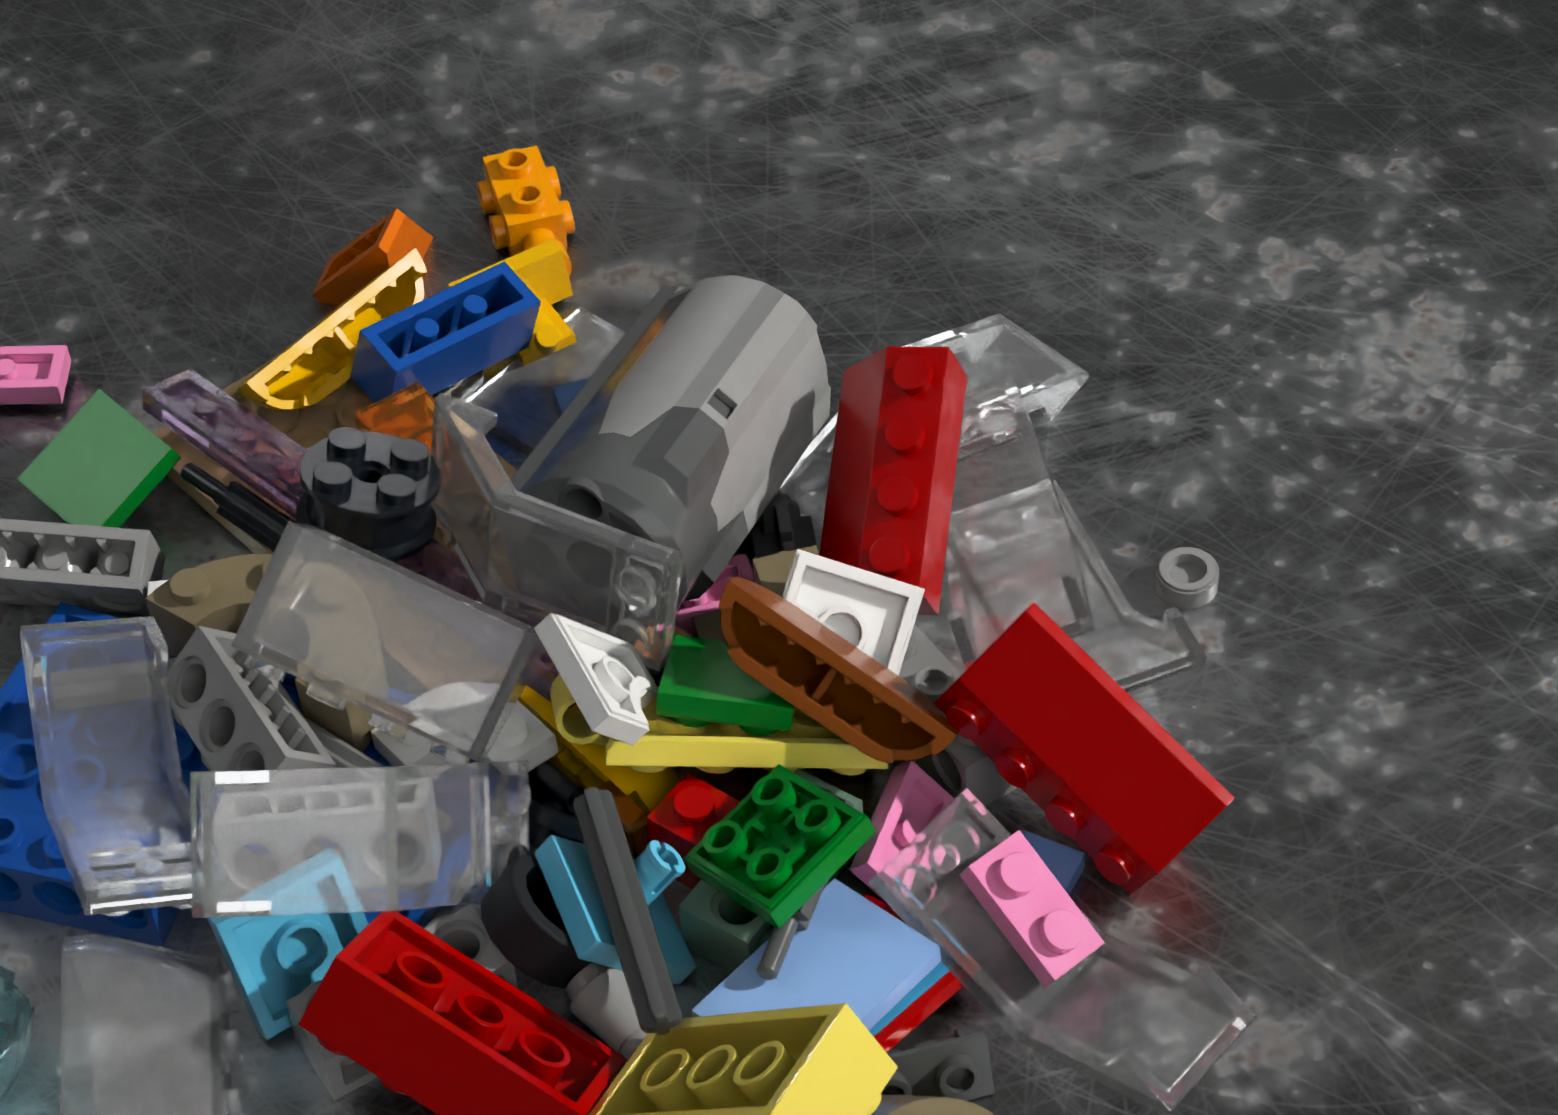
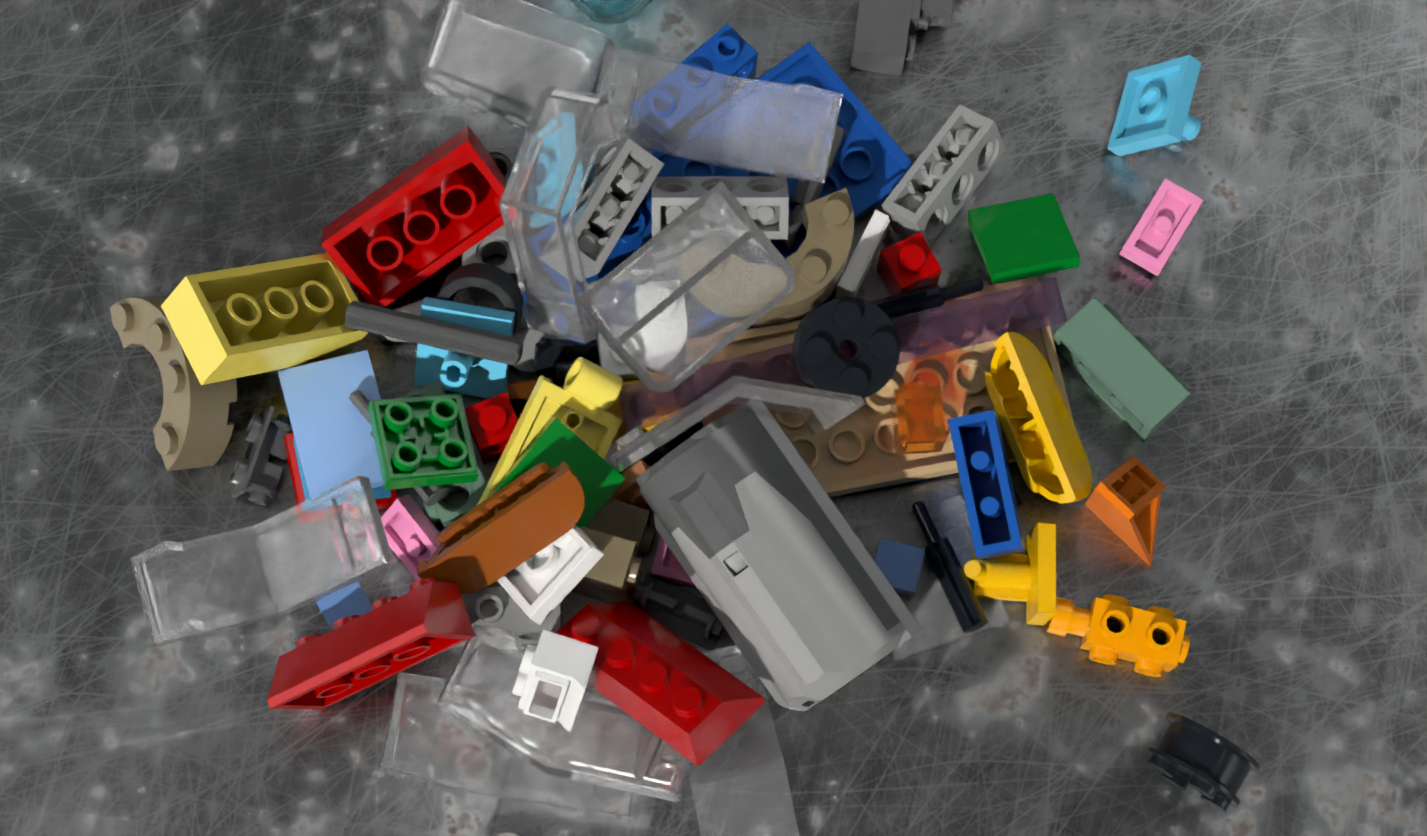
camera: 115 degrees right, 25 degrees up
(200, 535) = (908, 265): none -> red brick
(219, 319) = (1120, 368): none -> sand green brick
(565, 359) = (950, 574): none -> black axle
(601, 676) = (580, 383): white tile -> none
(630, 82) = (1202, 760): none -> black wheel
(973, 537) = (554, 678): none -> white window
(1031, 908) = (298, 563): bright pink plate -> none

